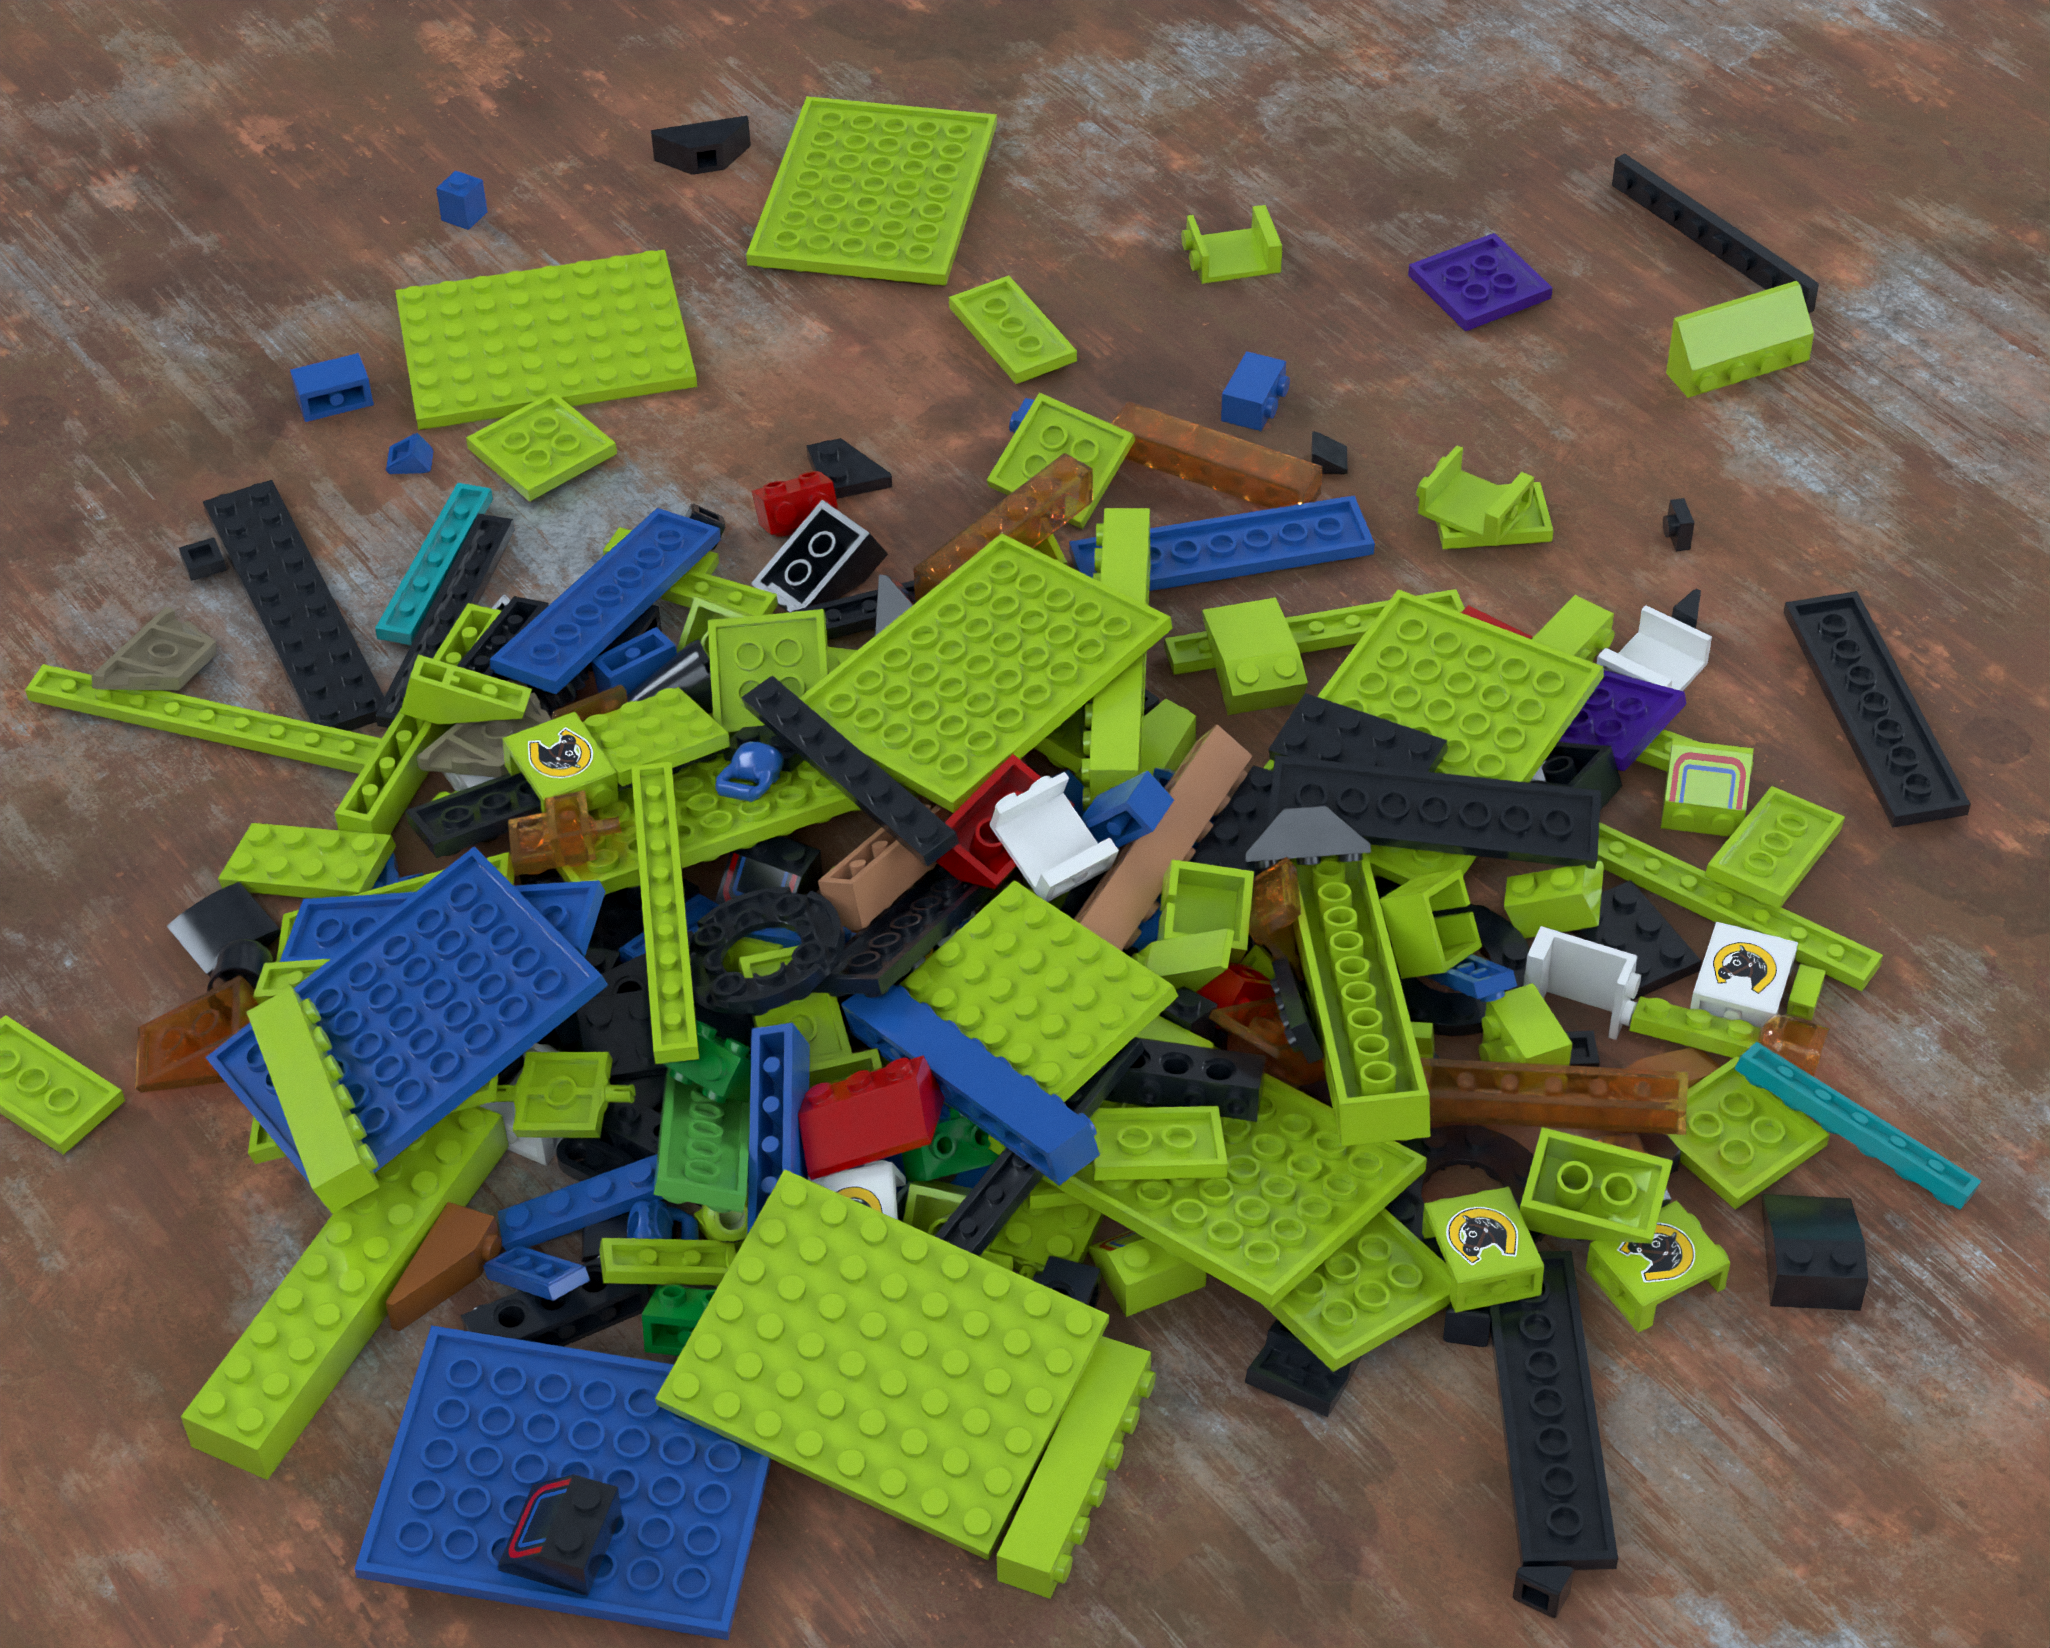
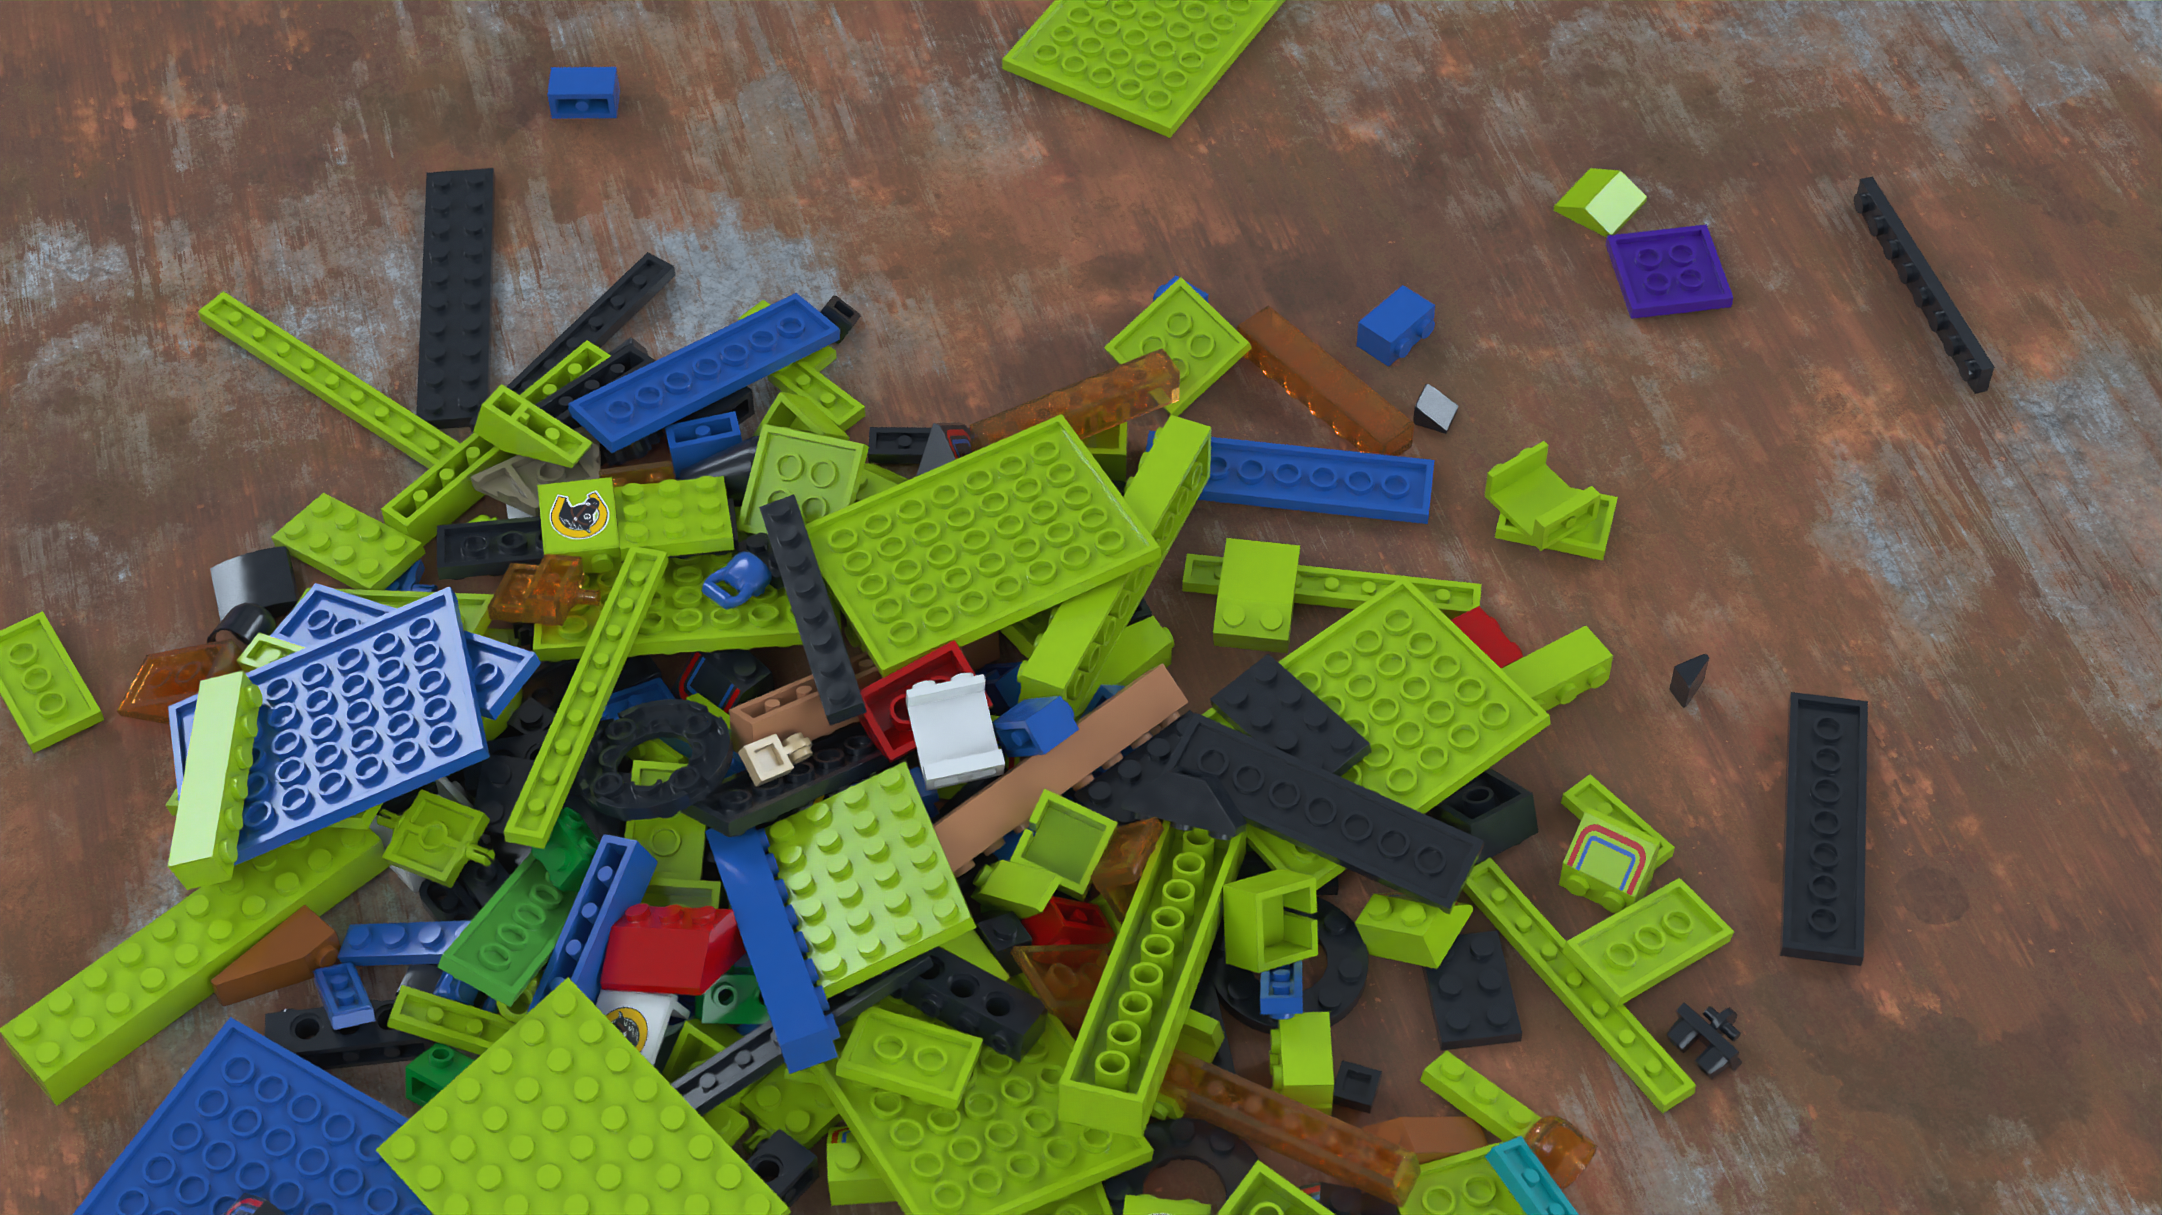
camera: 20 degrees right, 5 degrees up
(157, 657) = (317, 312): dark tan wing -> none
(202, 559) = (400, 228): black plate -> none
(410, 456) = (622, 178): blue slope -> none
(432, 563) = (588, 287): teal plate -> none
(541, 446) = (735, 200): lime plate -> none
(562, 329) = (790, 94): lime plate -> none
(786, 504) = (923, 322): red brick -> none
(820, 560) = (918, 385): black slope -> none
(847, 468) = (988, 299): black wing -> none
(882, 914) = (772, 759): none -> tan plate
(1012, 329) = (1206, 200): lime plate -> none
(1235, 252) = (1450, 176): lime panel -> none
(1295, 1011) = (1084, 980): black plate -> none
(1384, 239) = (1602, 201): none -> lime slope
(1584, 974) = (1374, 993): white panel -> none
(1625, 716) = (1565, 760): dark purple plate -> none
(1660, 652) = (1634, 716): white panel -> none
(1679, 524) = (1729, 580): black plate -> none
(1740, 339) = (1885, 405): lime slope -> none
(1743, 974) = (1550, 1061): white panel -> none
(1805, 992) = (1606, 1097): lime piece -> none
(1872, 908) = (1719, 1051): none -> black hips

